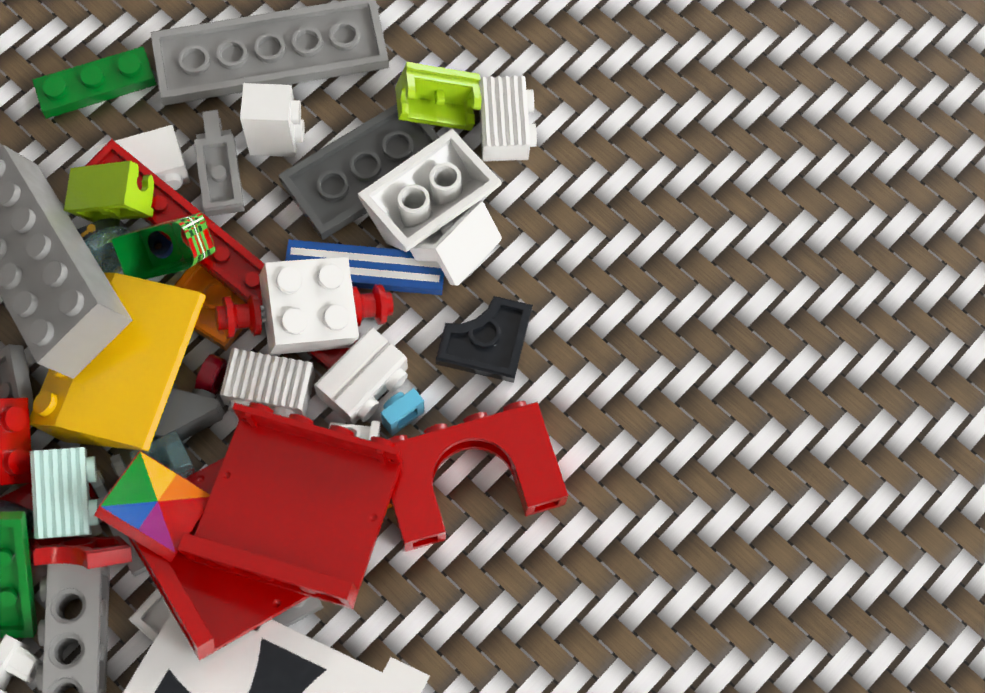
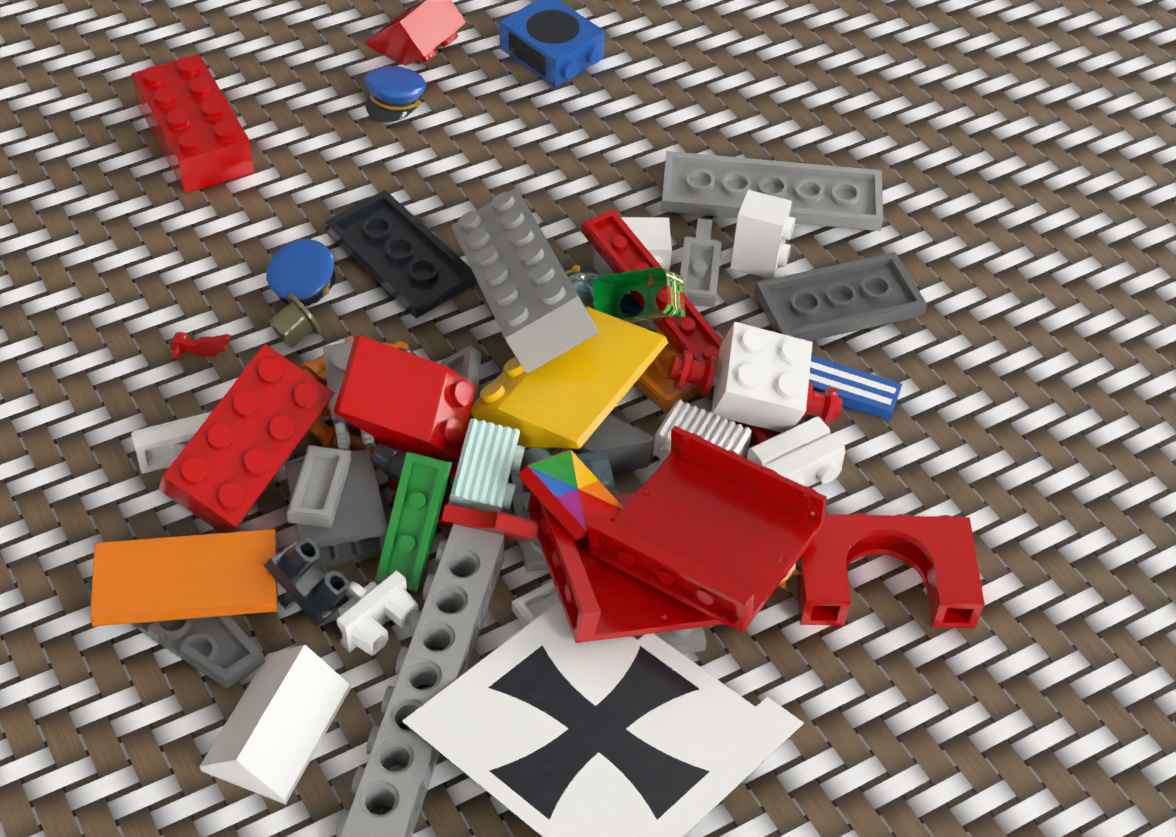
camera: 20 degrees right, 20 degrees down
(94, 82) = (603, 180): green plate -> none
(109, 192) = (601, 244): lime hinge -> none
(211, 374) = (650, 418): dark red tile -> none
(401, 410) = (838, 493): medium azure plate -> none
(427, 191) = (896, 323): white slope -> none
(438, 96) = (925, 254): lime hinge -> none
(460, 243) = (919, 374): white panel -> none
(489, 343) = (927, 469): black tile -> none
(505, 118) = (986, 291): white brick -> none

